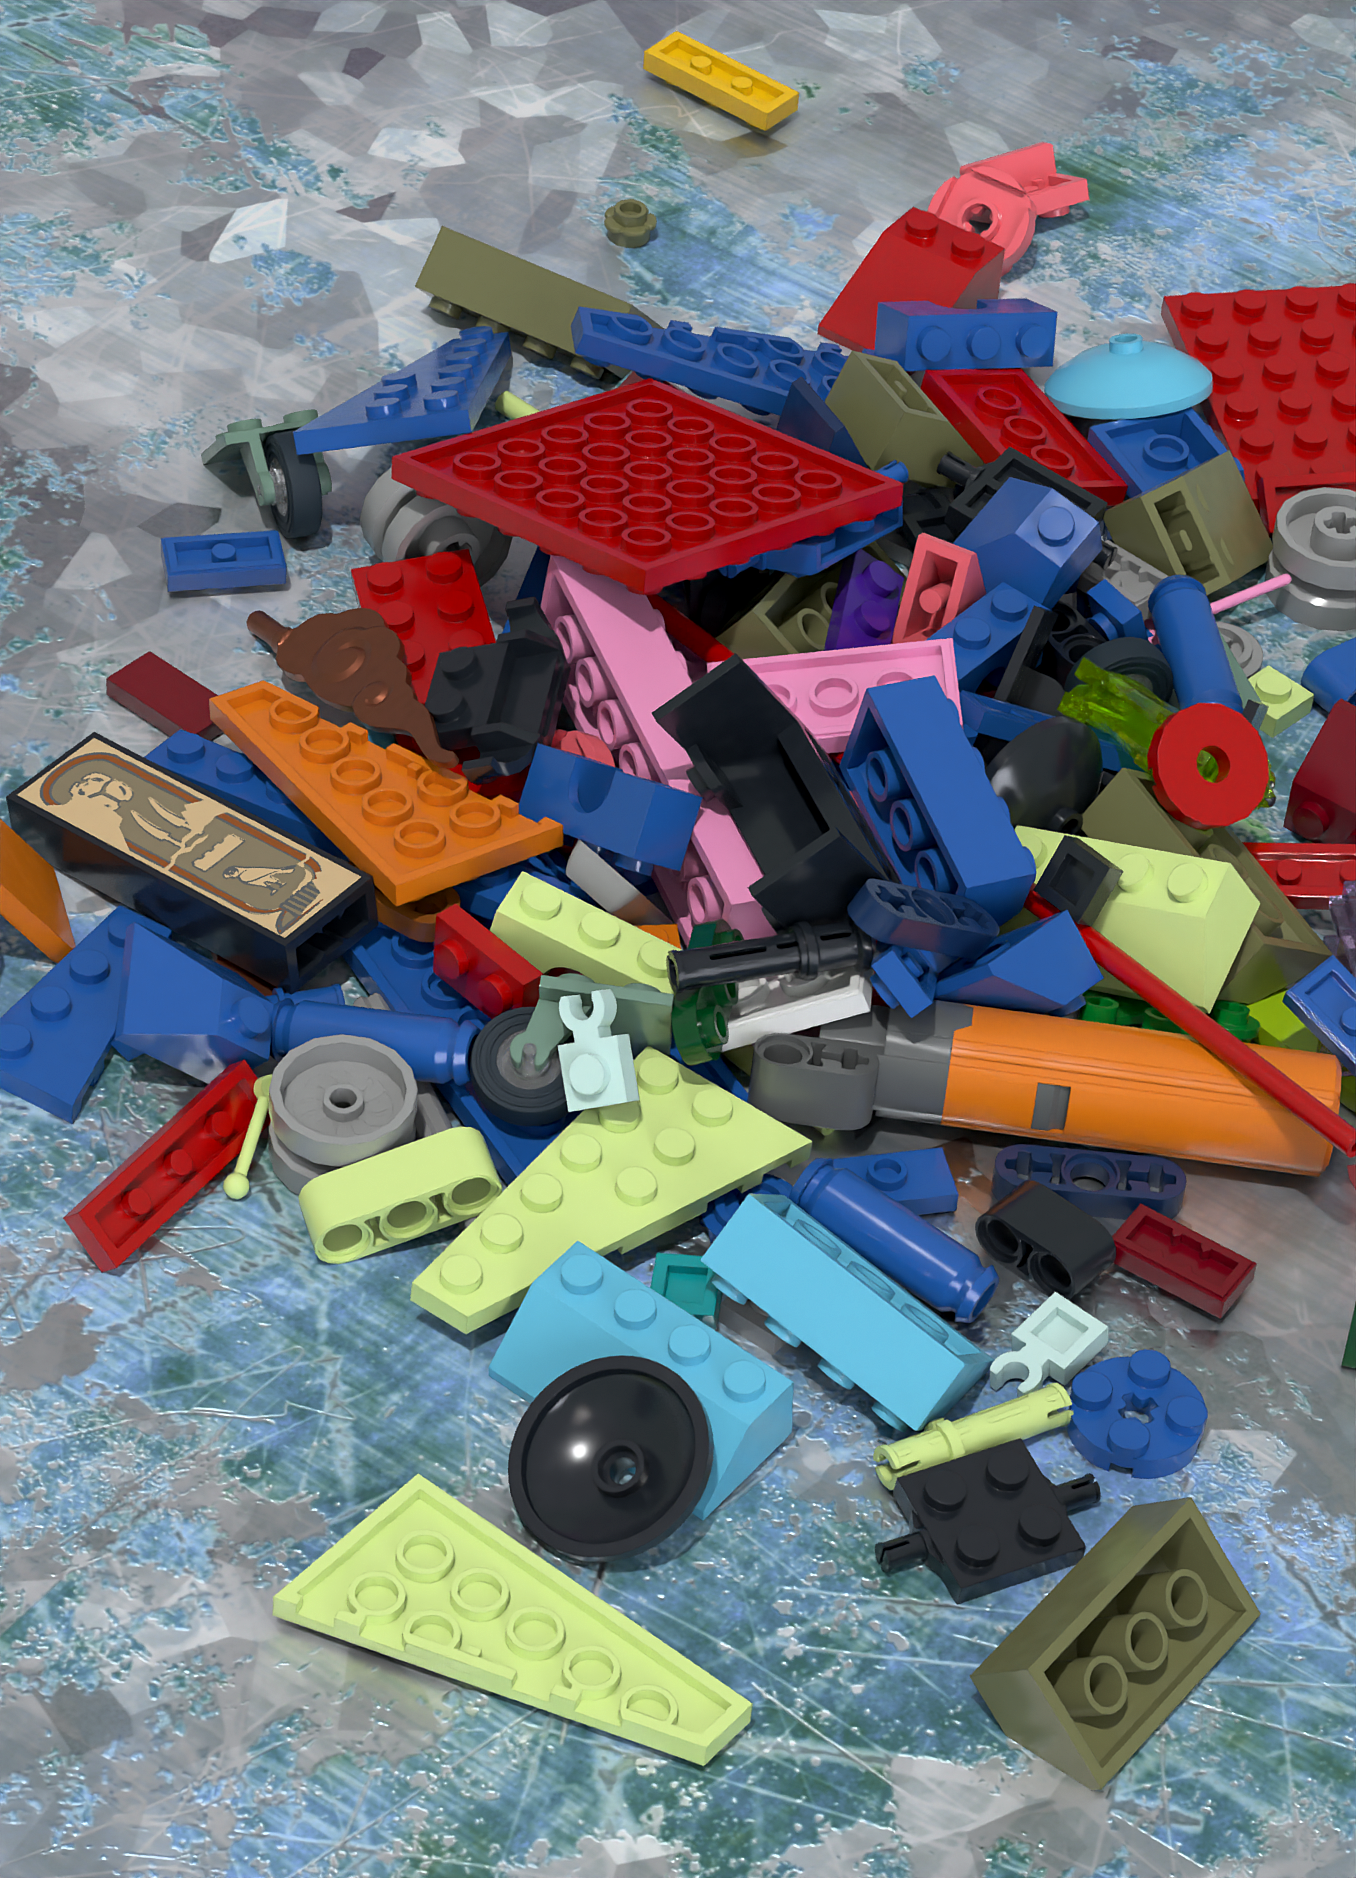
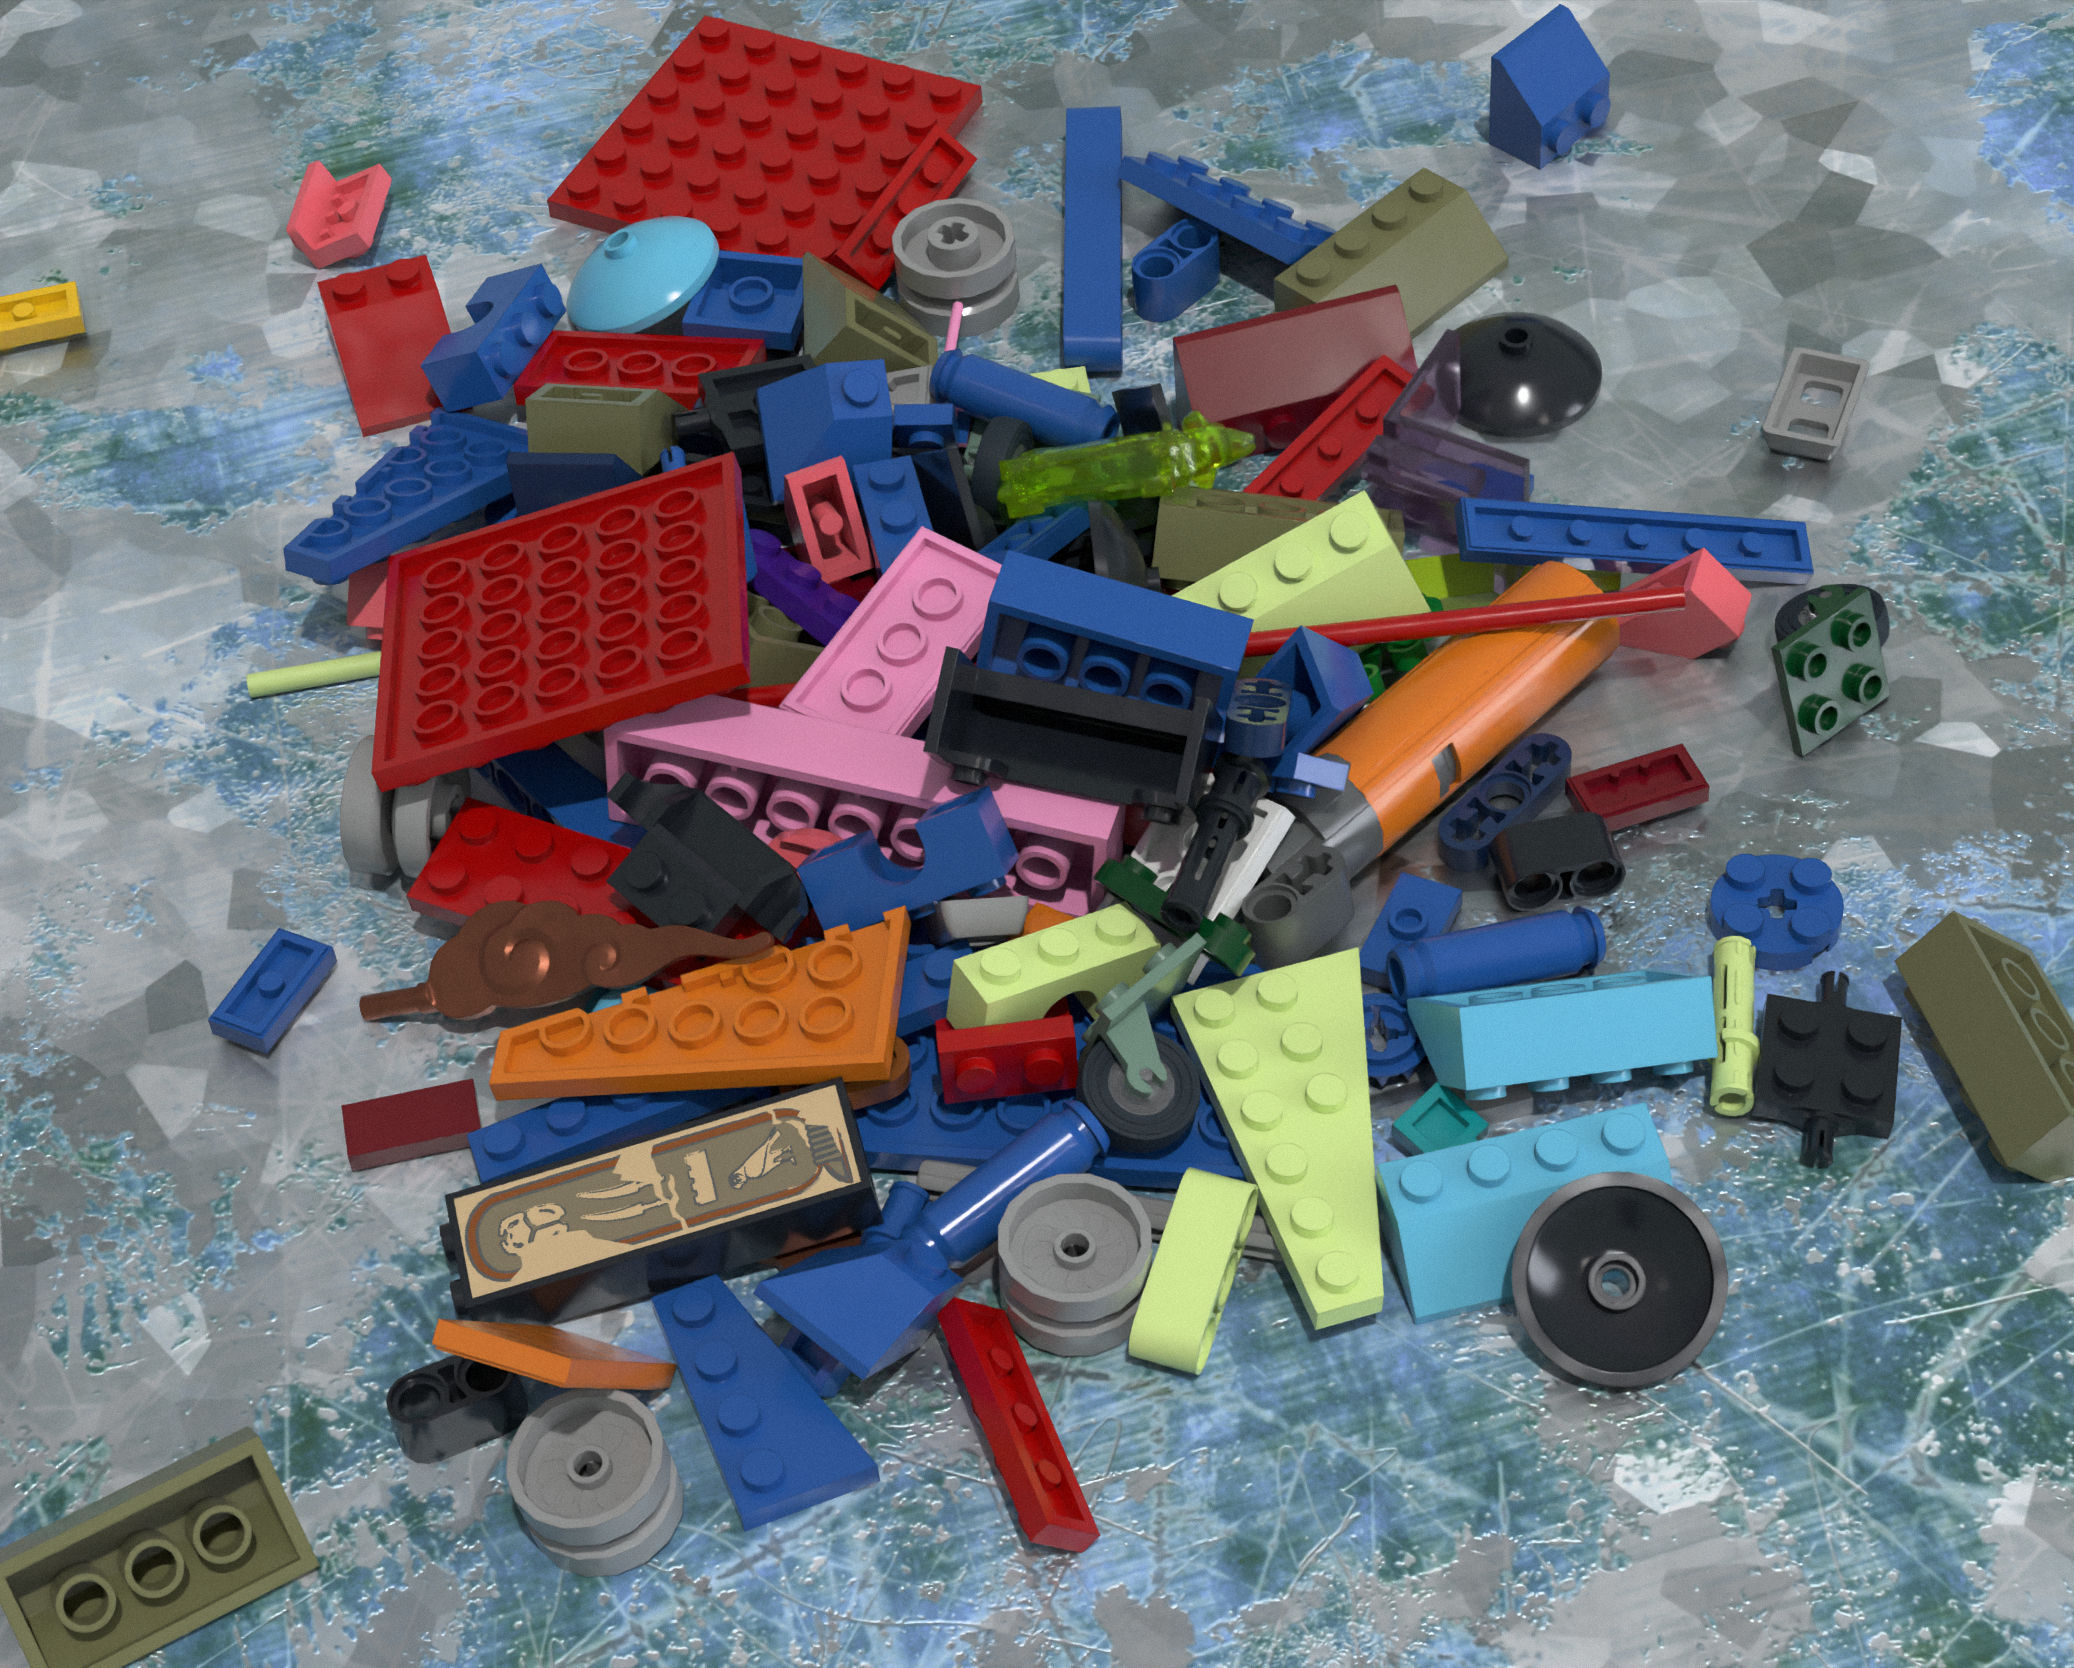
camera: 45 degrees left, 5 degrees up
(236, 1184) = (988, 1302): yellowish green hinge -> none
(278, 475) = (226, 877): plate -> none
(421, 401) = (254, 725): blue wing -> none
(479, 1607) = (1695, 1472): yellowish green wing -> none
(513, 297) = (167, 594): olive slope -> none
(597, 1066) = (1205, 1034): light aqua plate -> none
(629, 223) = (112, 481): olive plate -> none
(989, 189) = (357, 221): coral plate -> none
(1052, 1343) = (1673, 918): light aqua plate -> none
(1078, 880) = (1274, 599): black plate -> none
(1239, 758) = (1238, 462): red tile -> none

